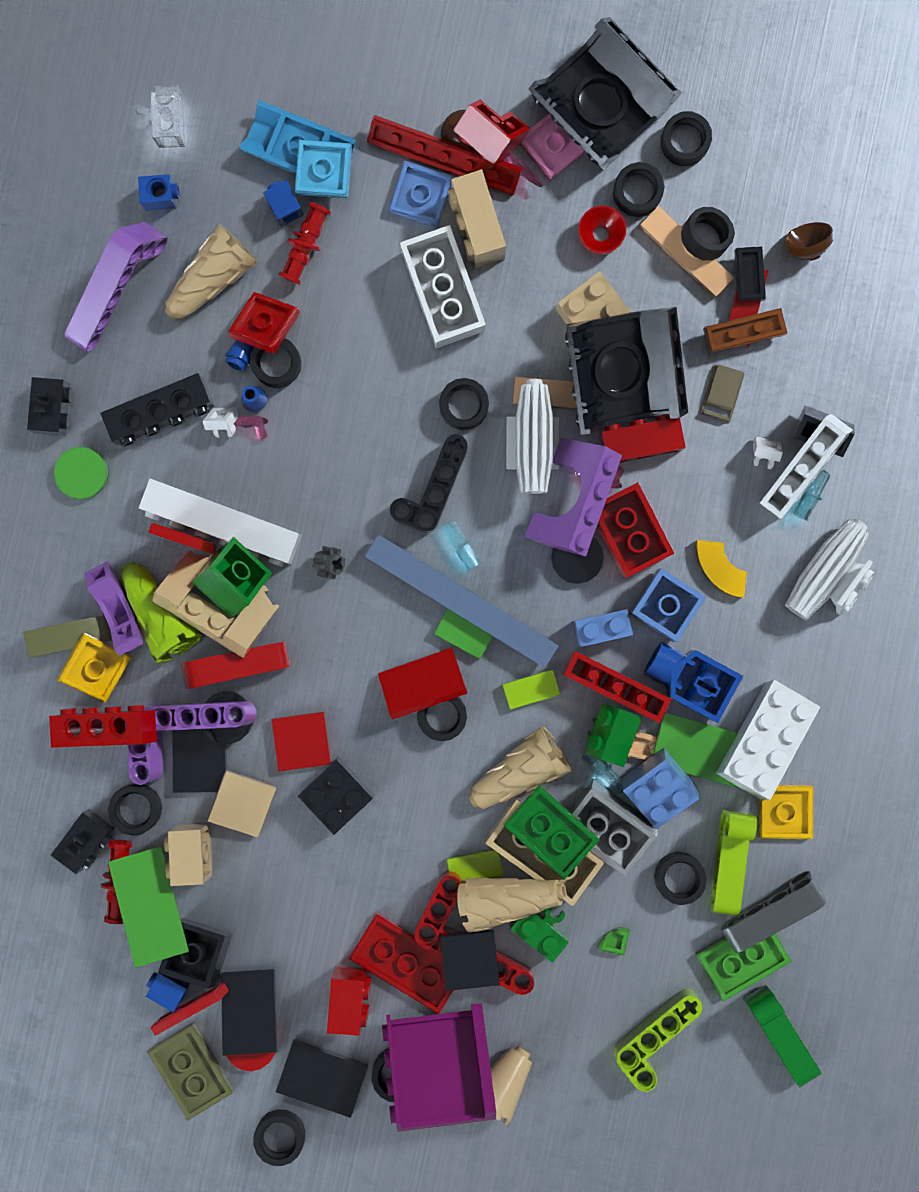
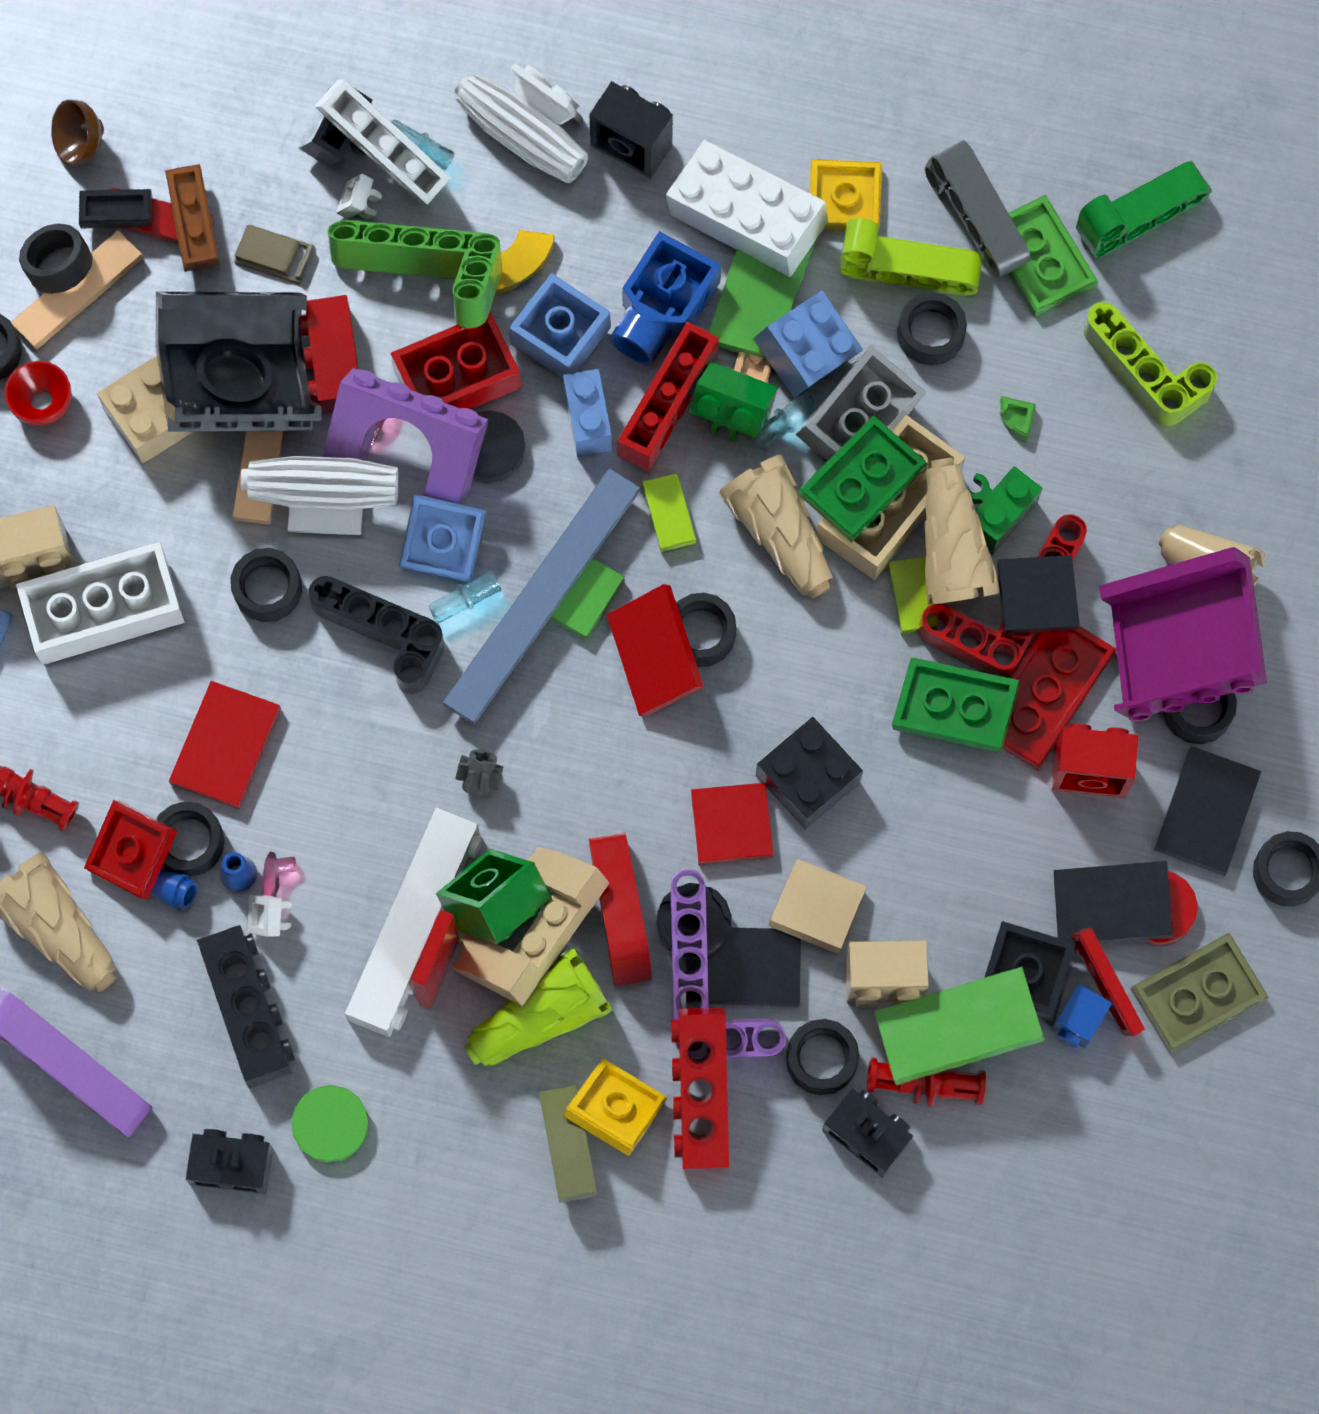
camera: 90 degrees left, 15 degrees down
(113, 601) = (532, 1071): medium lavender arch -> none
(346, 383) = (224, 744): none -> red tile
(389, 900) = (956, 705): none -> green plate
(503, 527) = (442, 538): none -> medium blue tile
(722, 505) = (423, 251): none -> bright green beam
(828, 652) = (631, 129): none -> black brick

